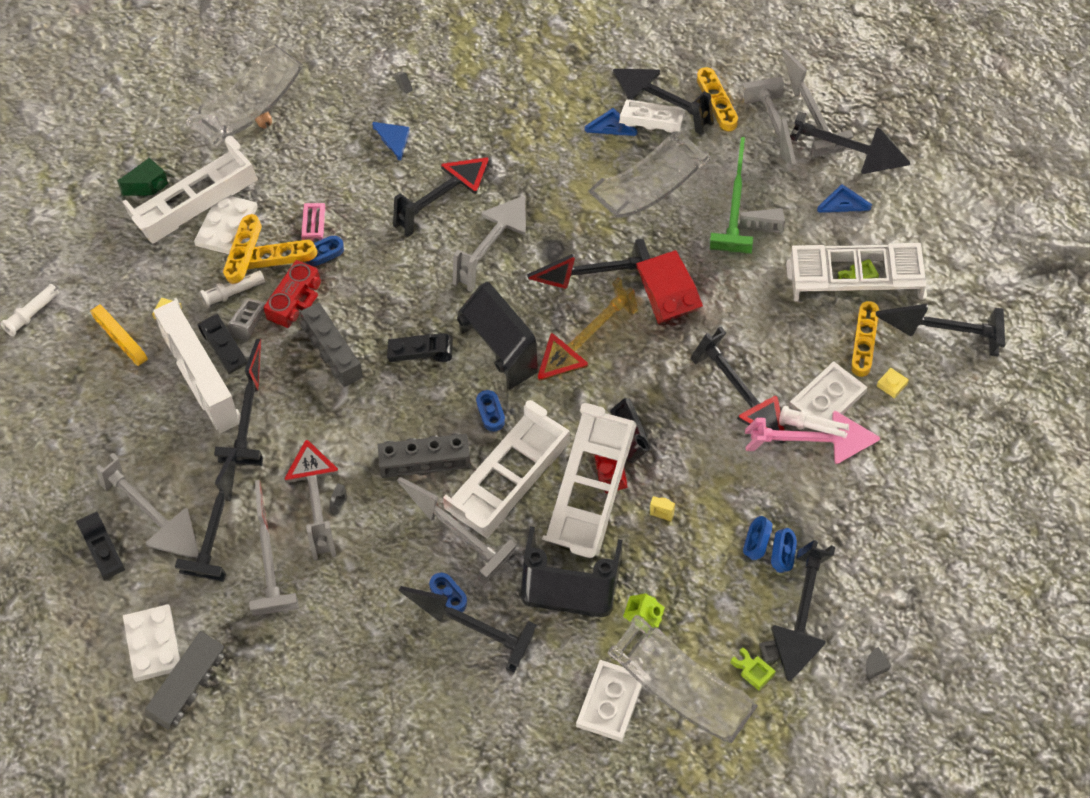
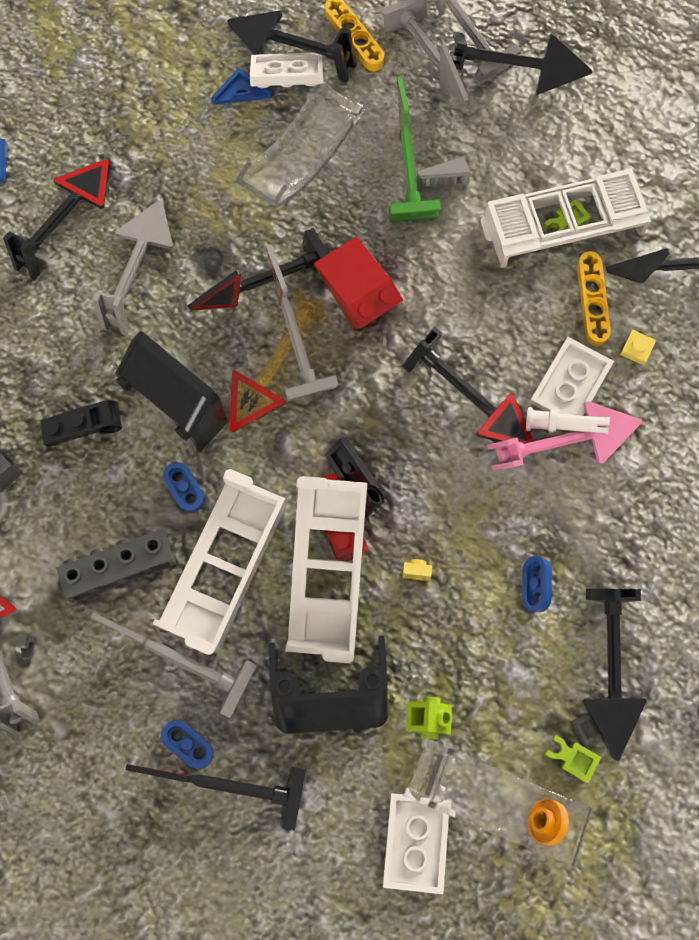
camera: 15 degrees left, 15 degrees up
(610, 356) = (309, 383): none -> light grey piece
(719, 703) = (548, 822): none -> light orange plate
(784, 550) = (570, 593): blue plate -> none
(844, 201) = (527, 131): blue tile -> none

